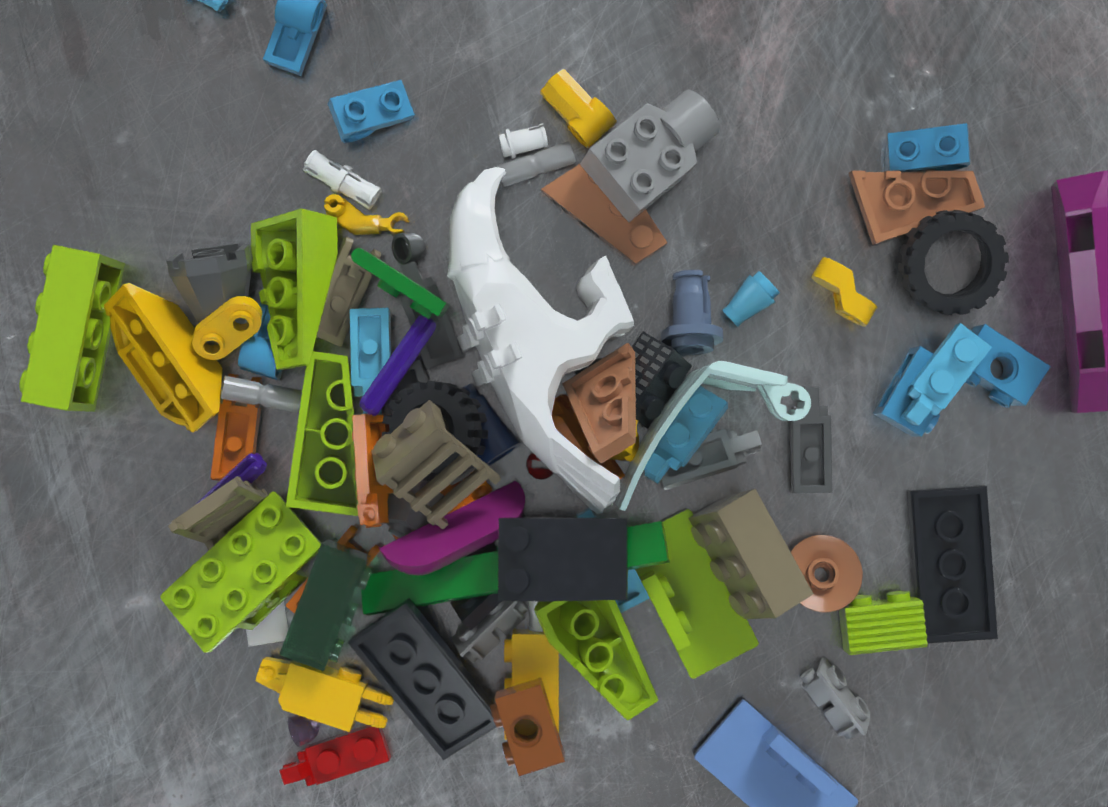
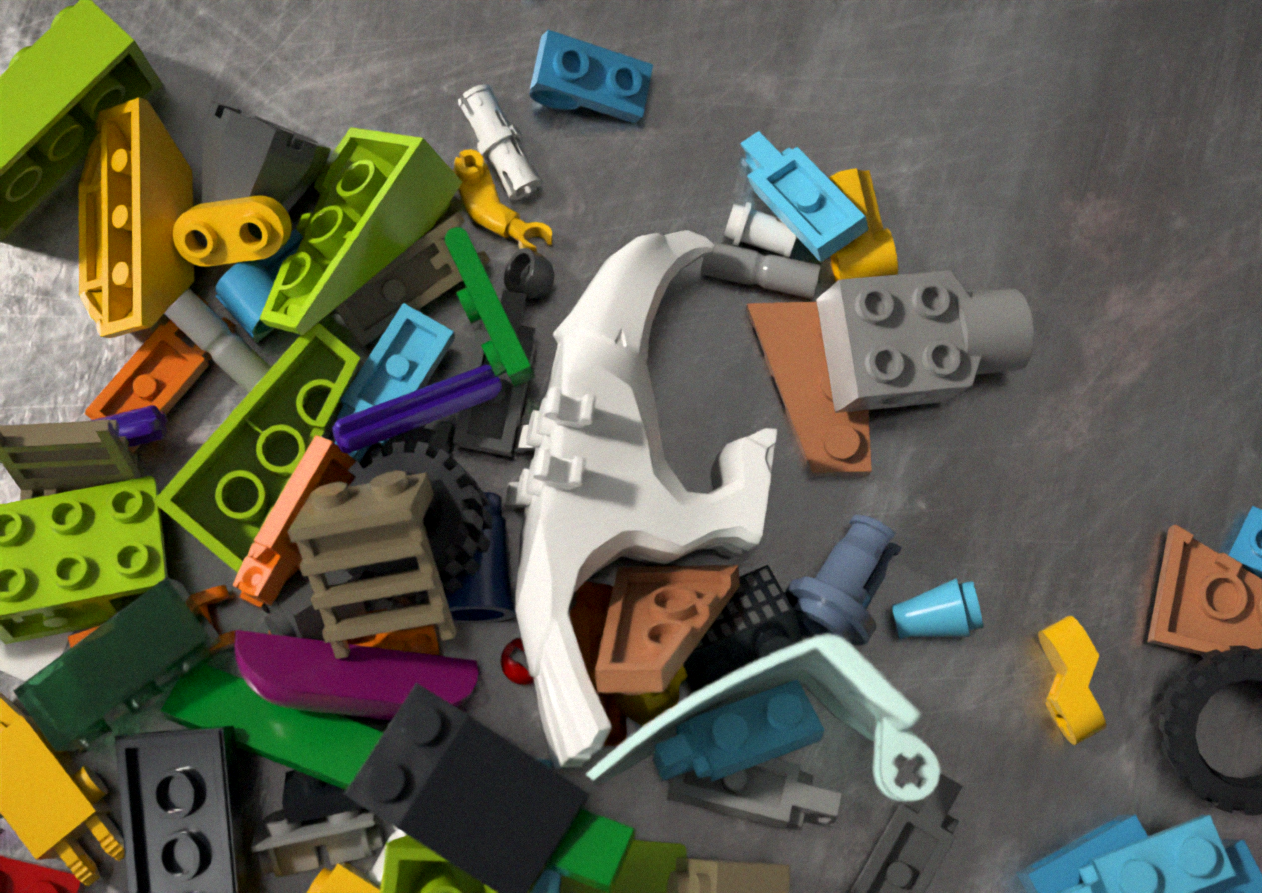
camera: 30 degrees right, 10 degrees down
(536, 108) = (802, 197): none -> medium azure hinge

